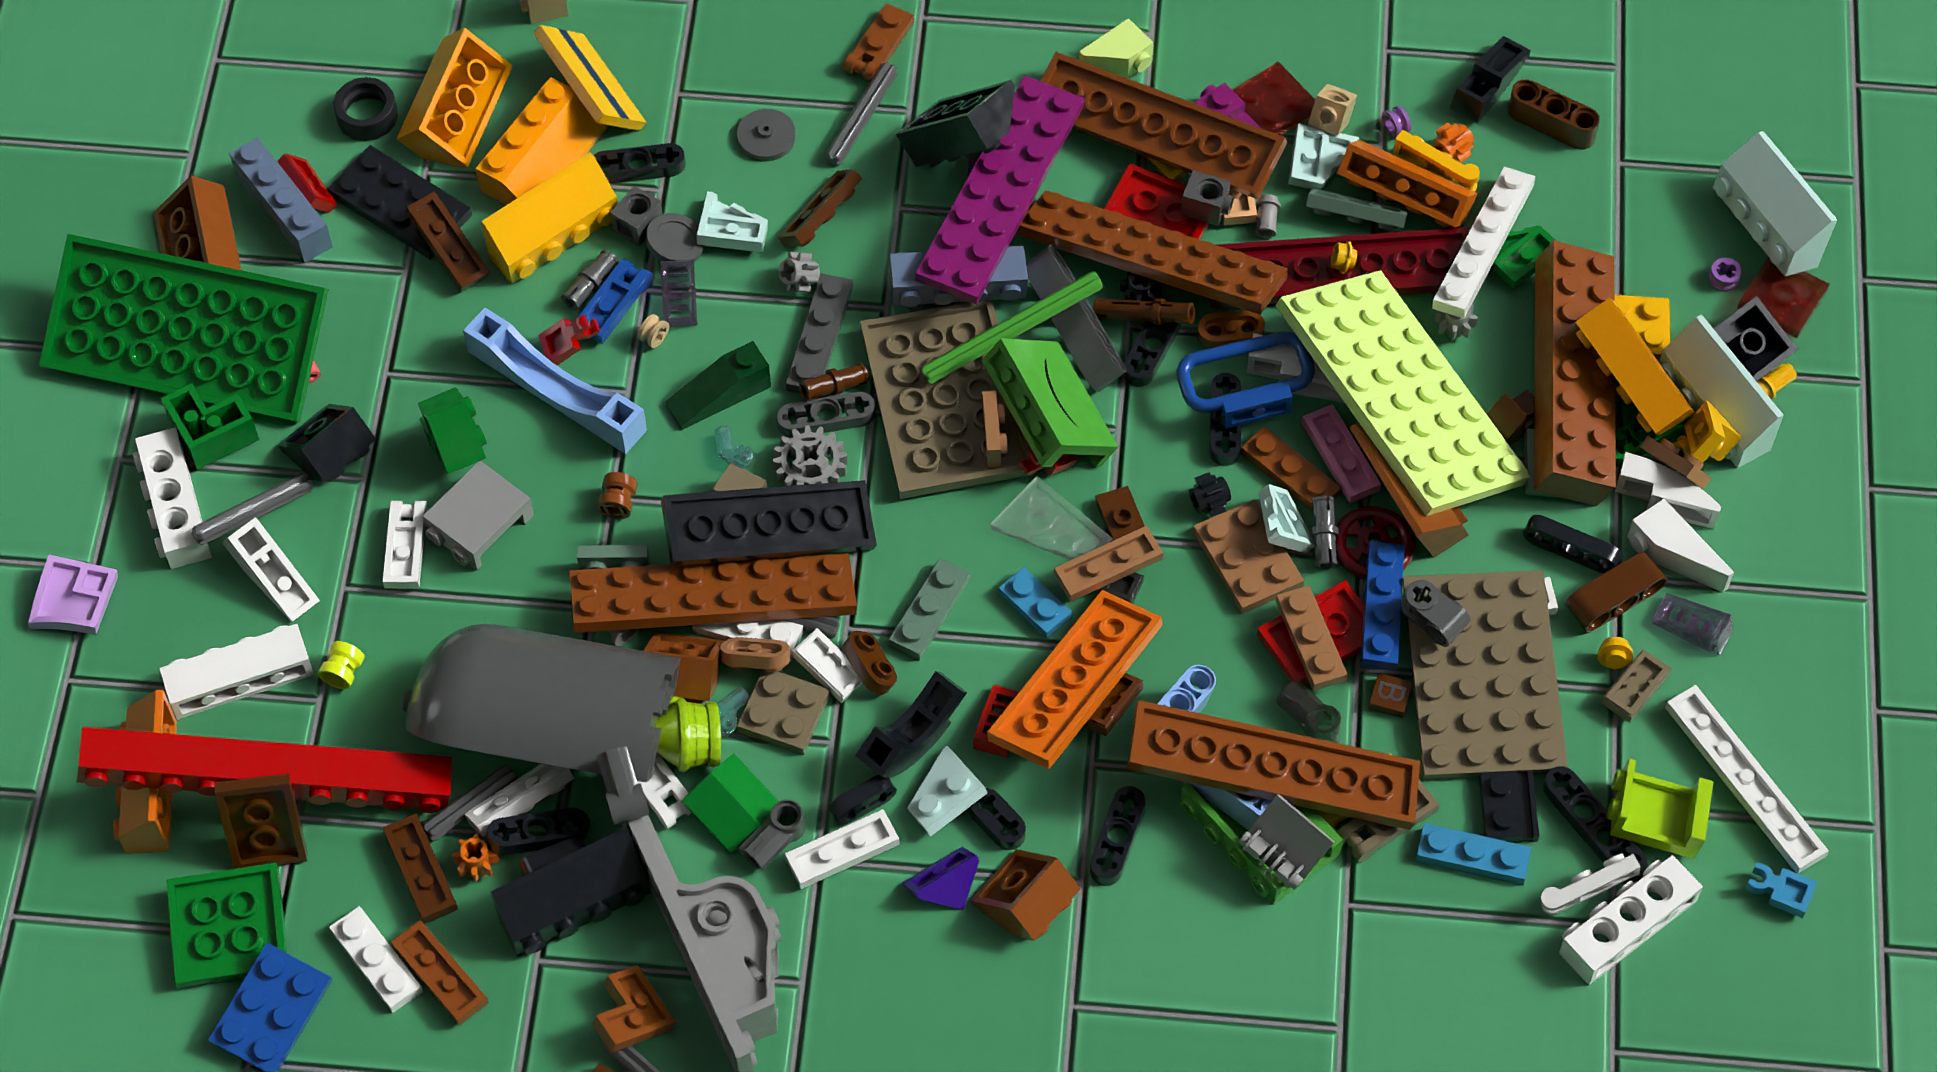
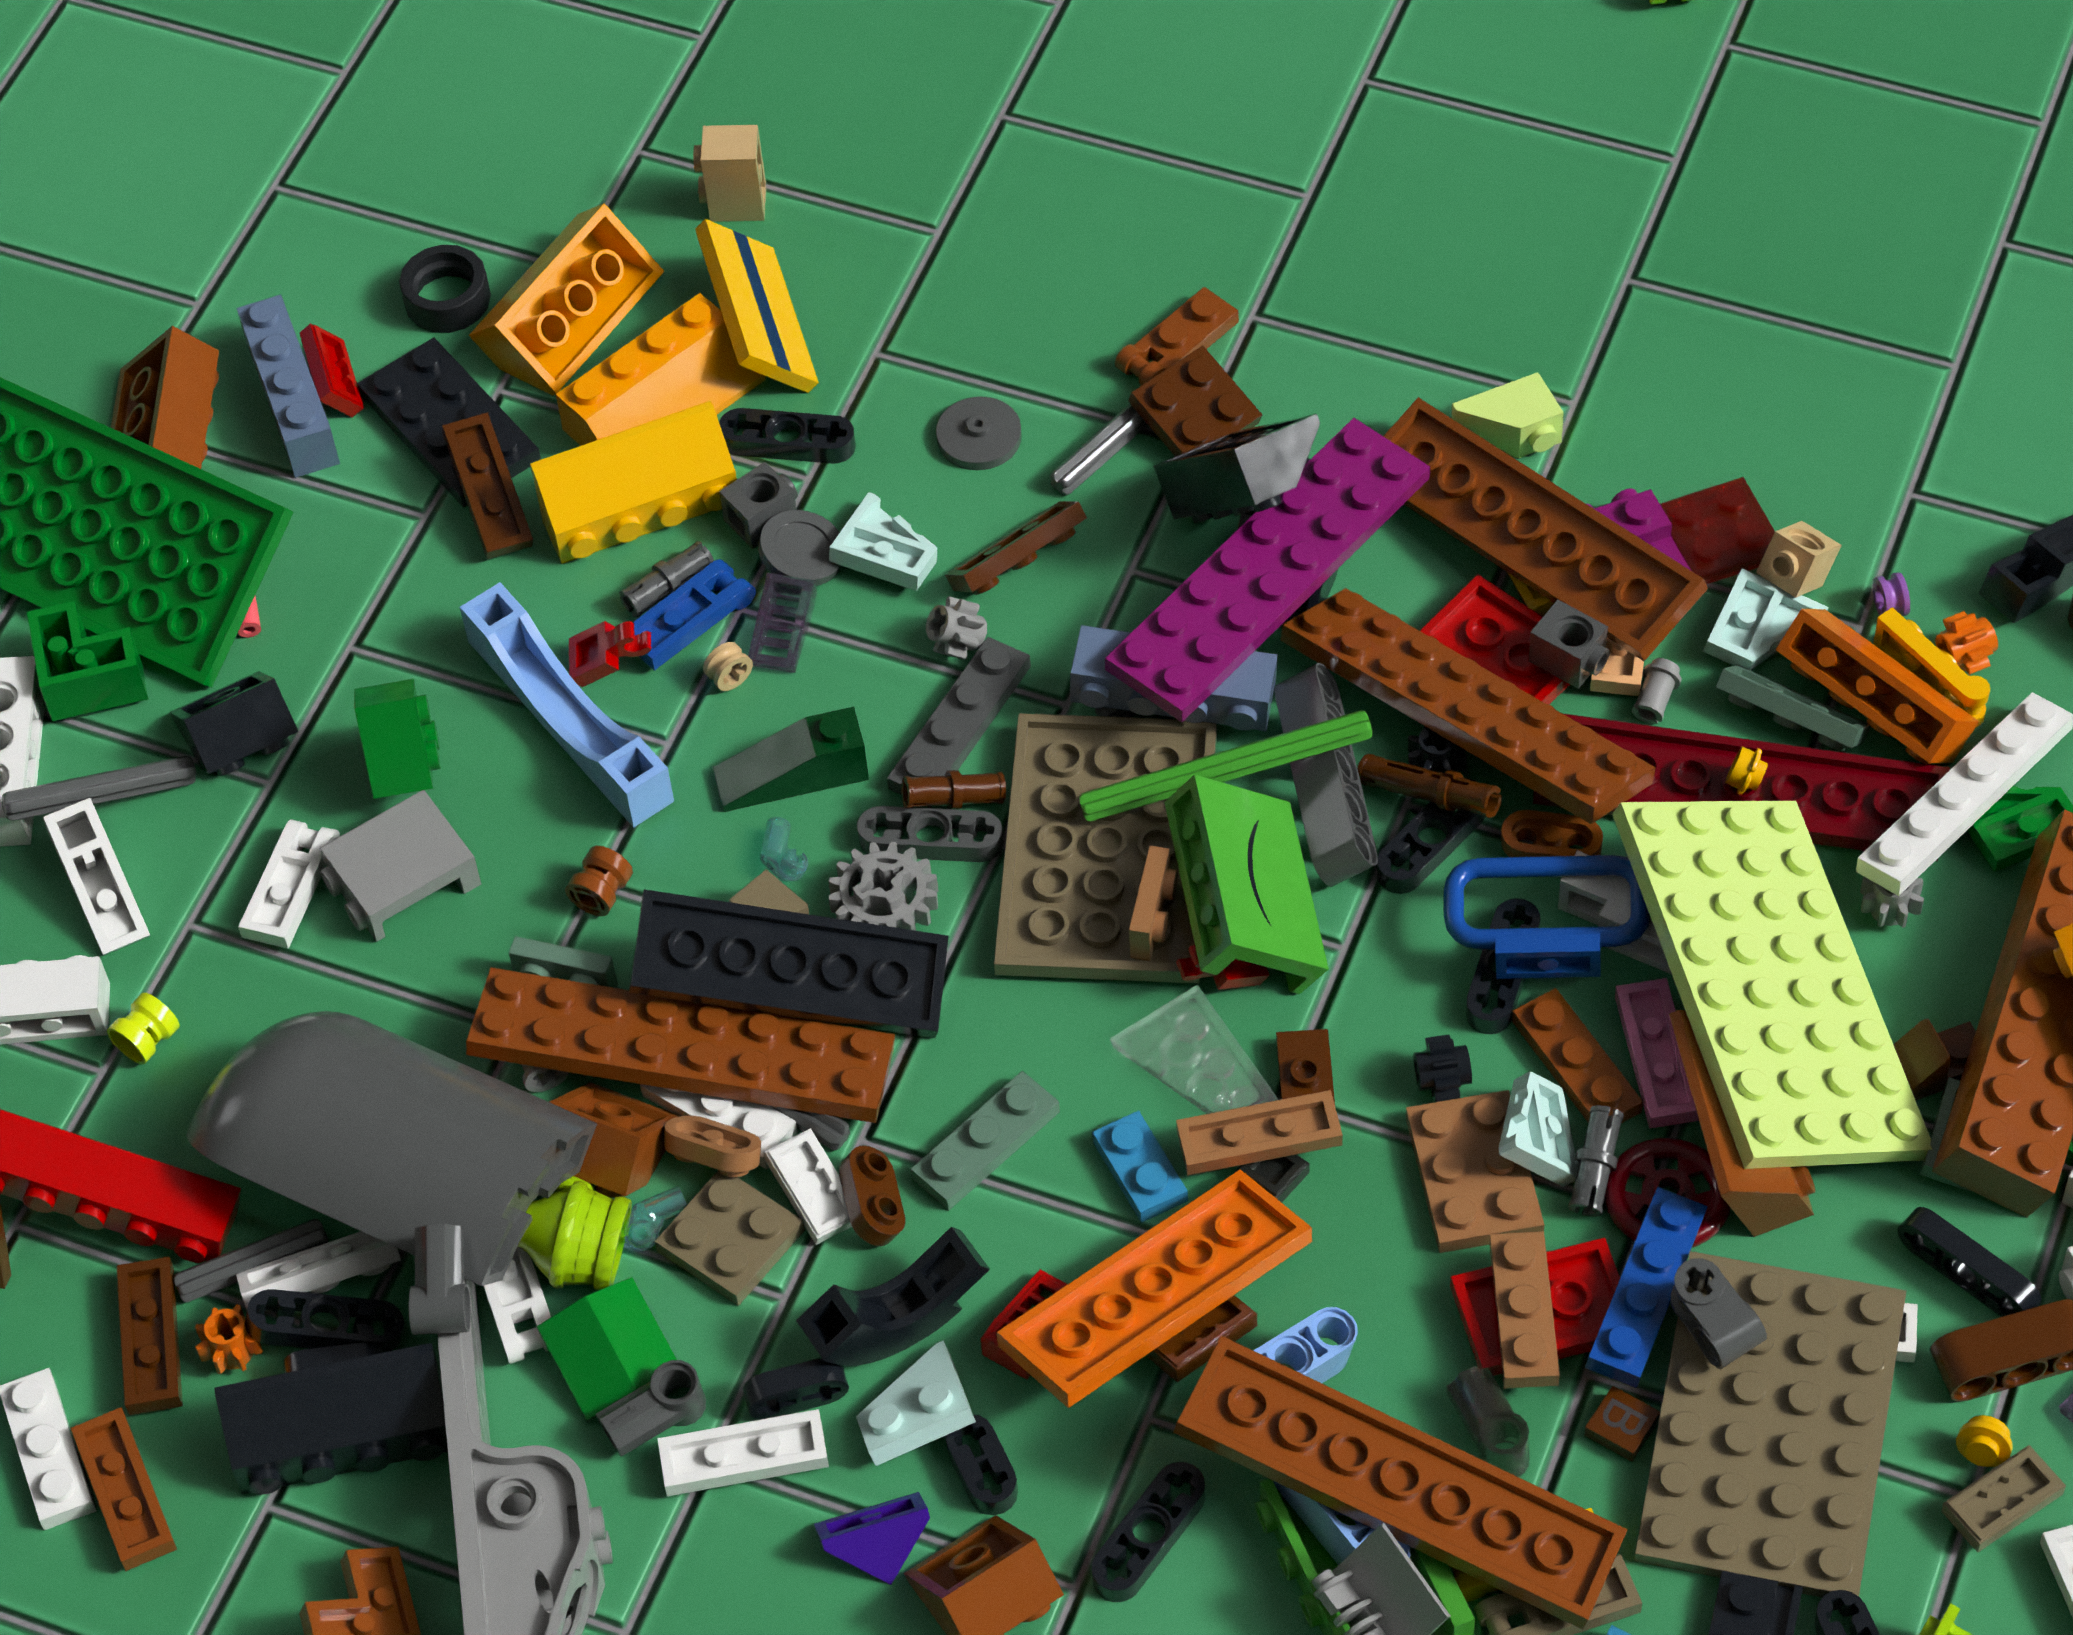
camera: 20 degrees right, 5 degrees down
(907, 86) = (1193, 403): none -> reddish brown plate

